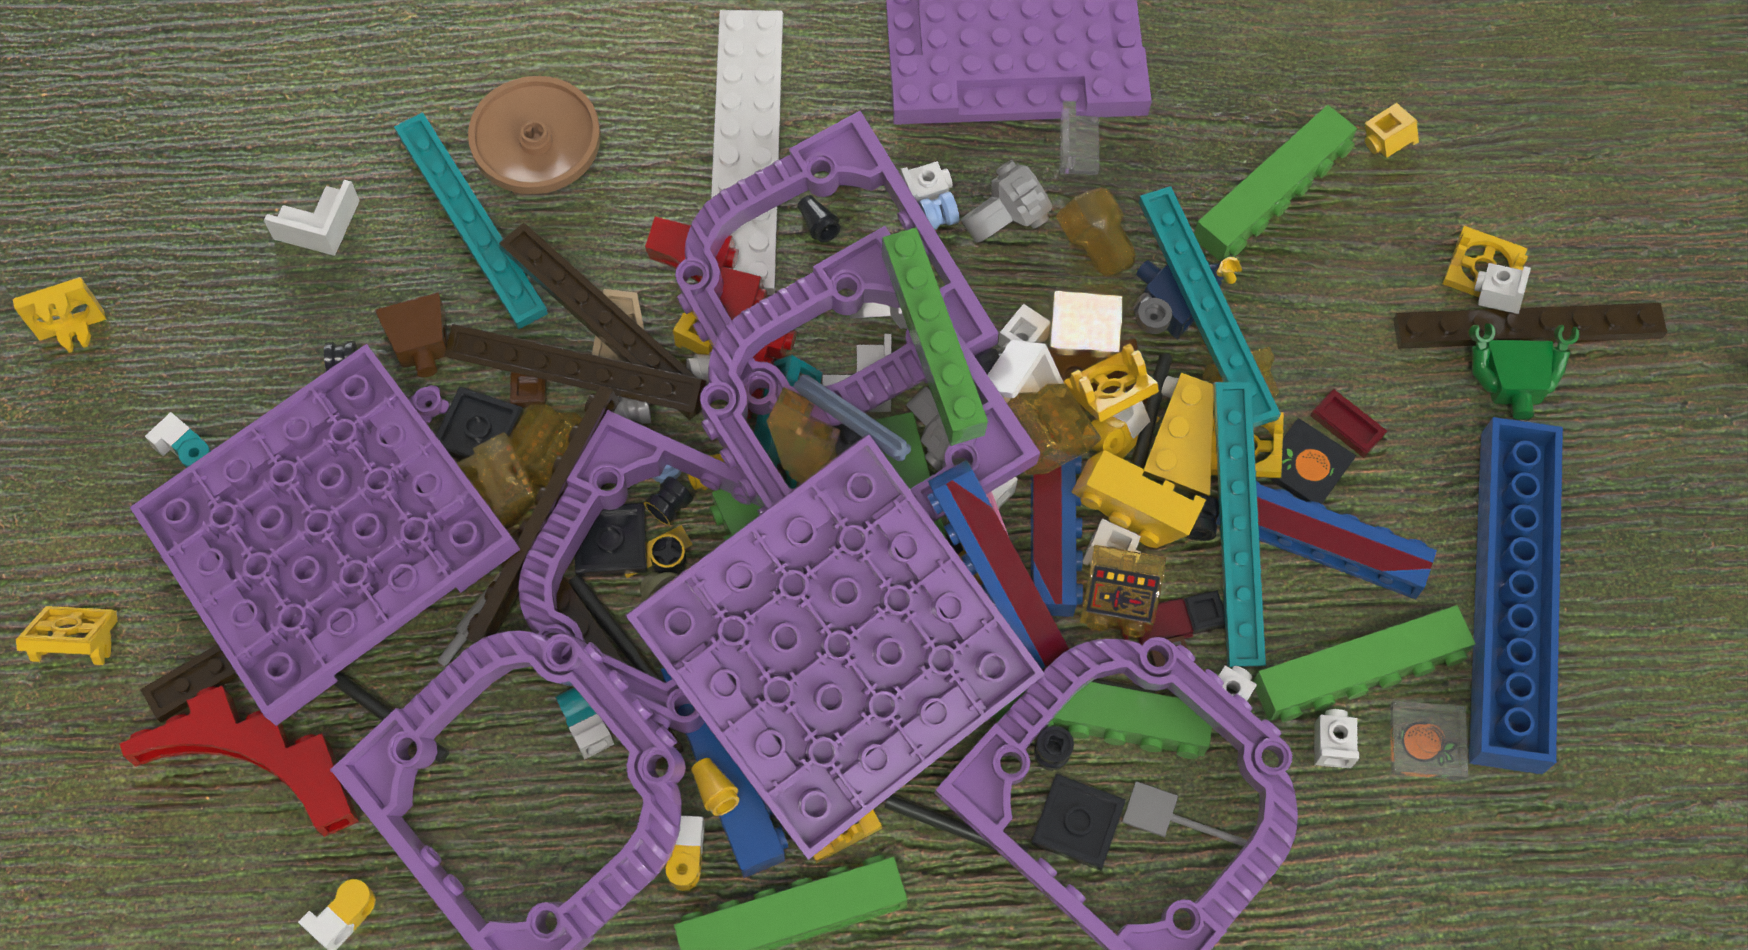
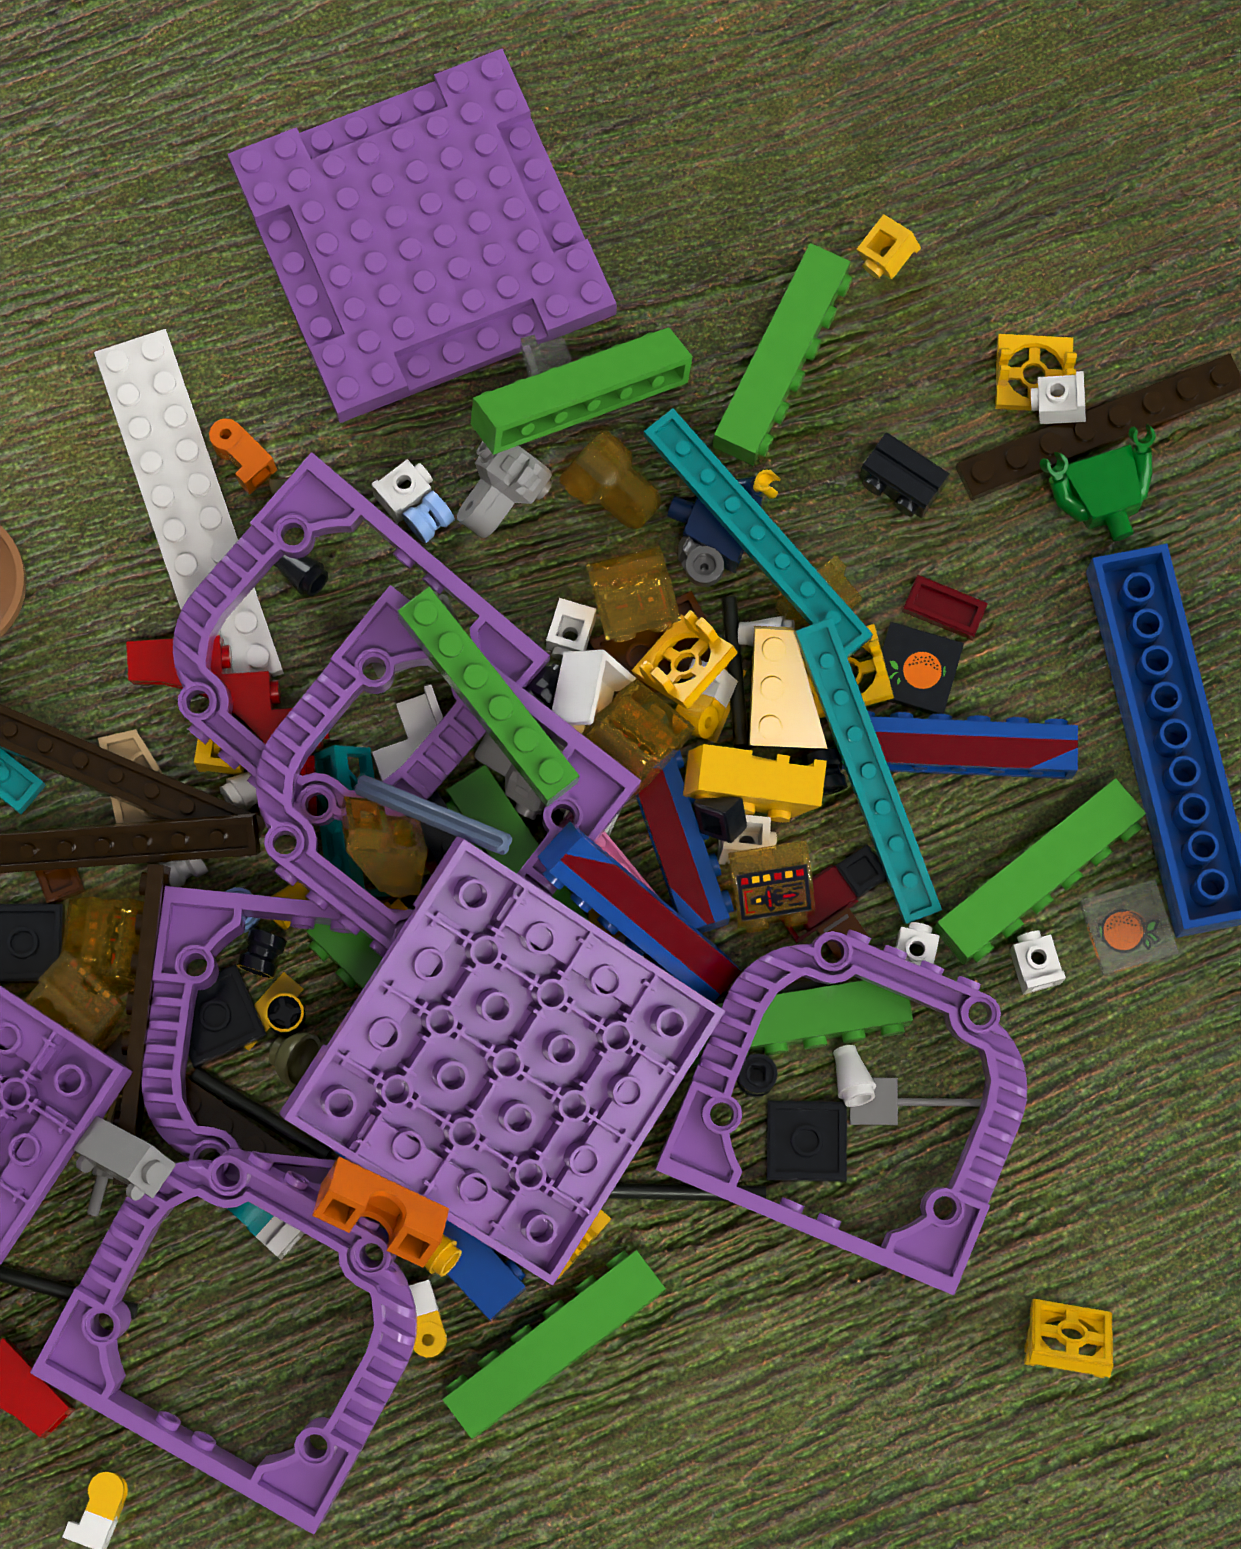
camera: 20 degrees left, 10 degrees up
(480, 611) = (123, 1158): none -> light grey brick
(701, 743) = (409, 1218): none -> orange arch
(804, 112) = (238, 446): none -> orange leg
(1098, 150) = (580, 390): none -> bright green brick
(1098, 517) = (721, 817): none -> black slope
(1138, 781) = (853, 1079): none -> white cone
(1347, 307) = (903, 476): none -> black brick

